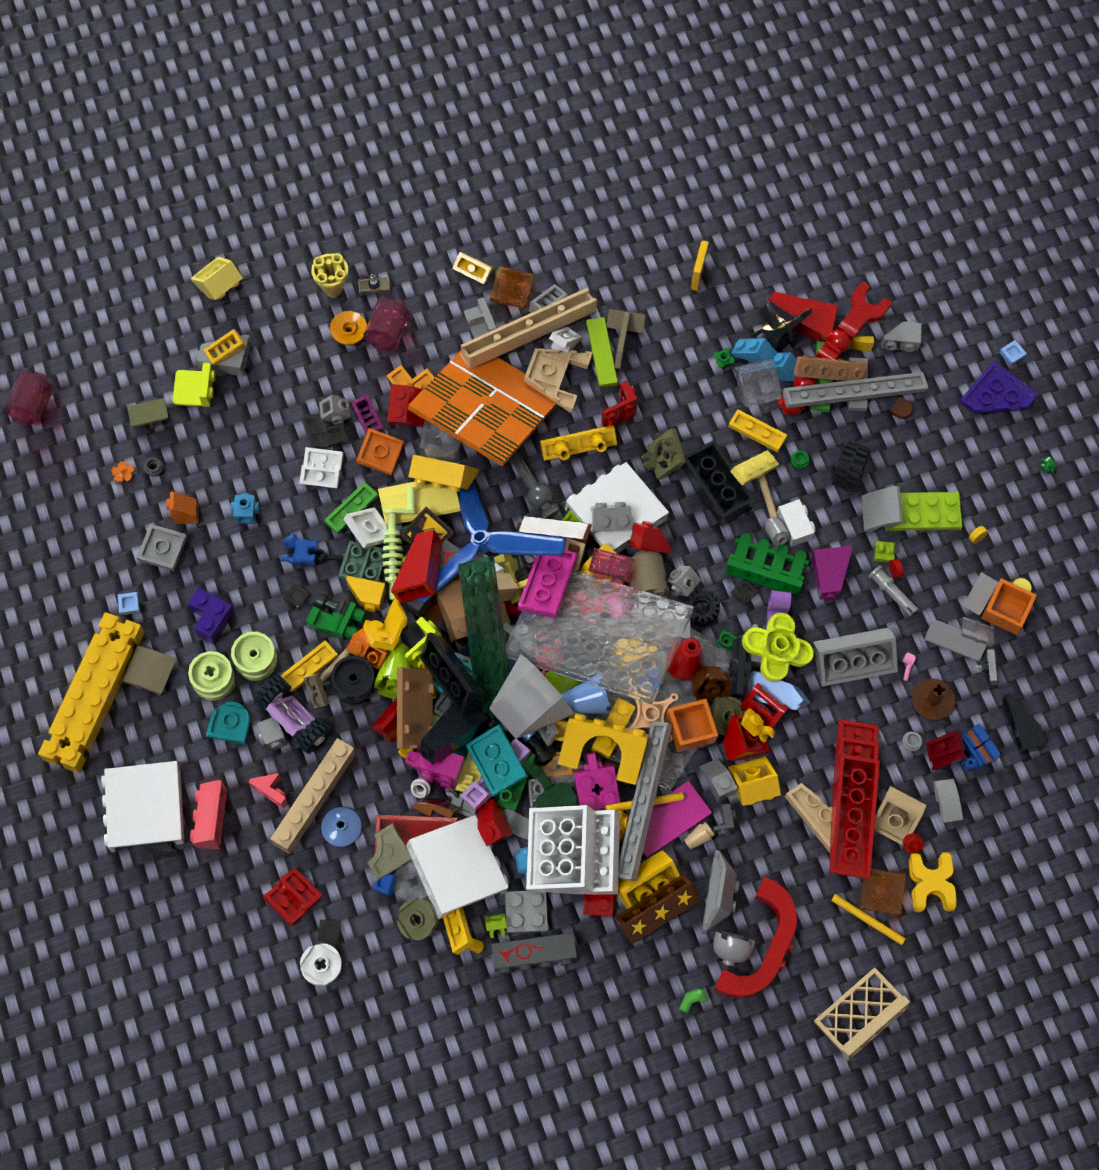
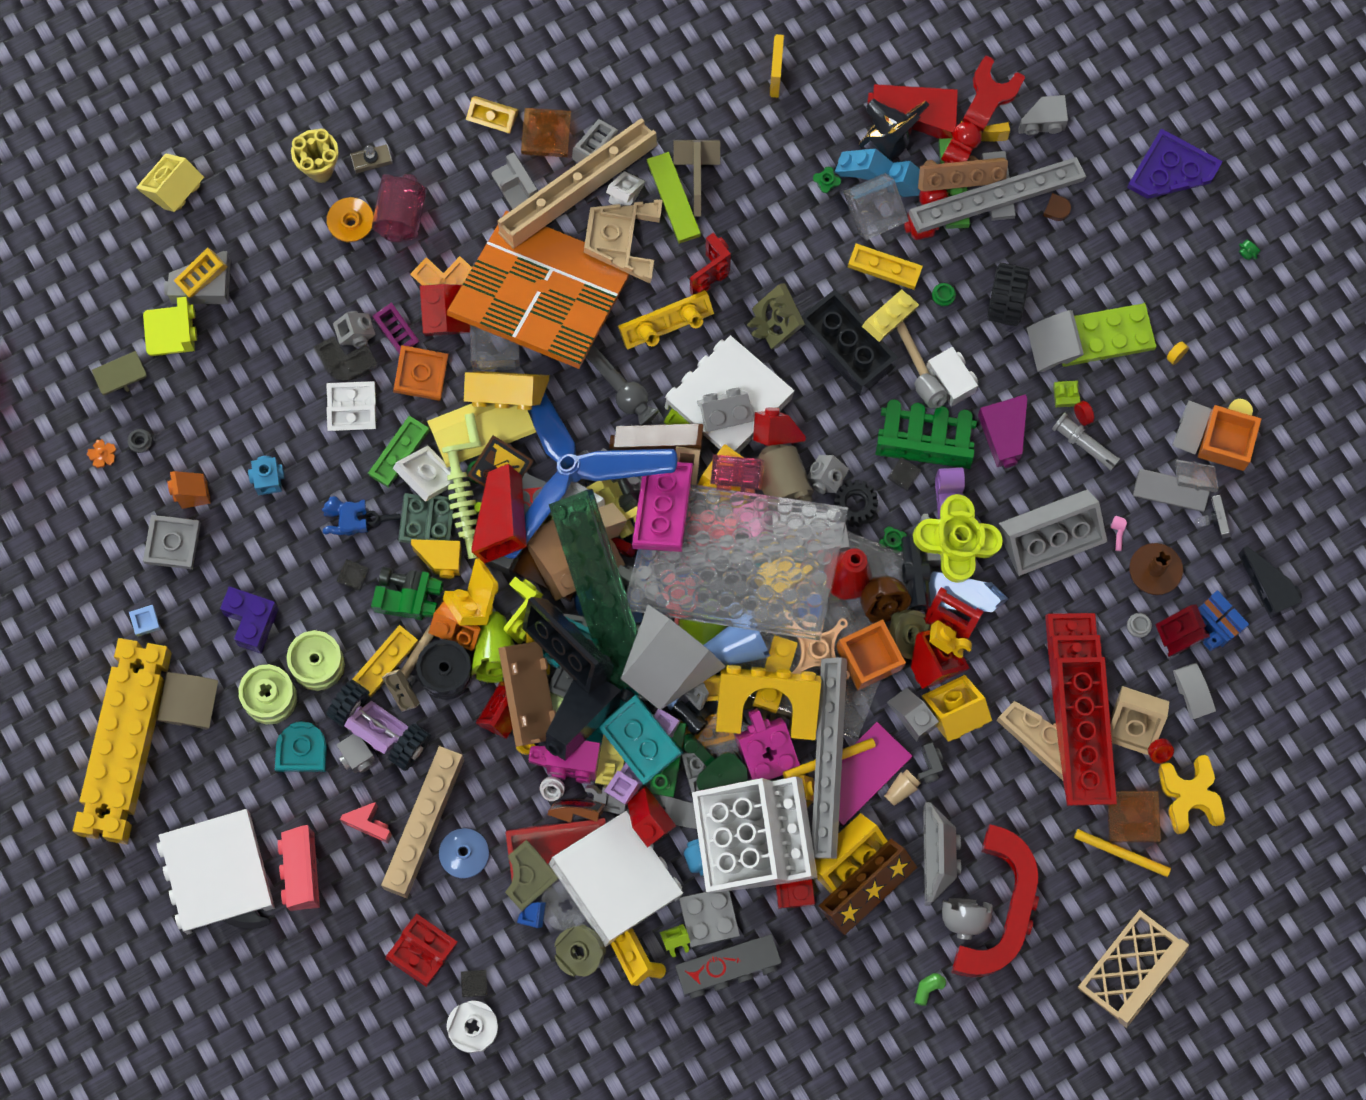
camera: 10 degrees left, 5 degrees up
(1013, 353) = (1183, 113): light blue plate -> none

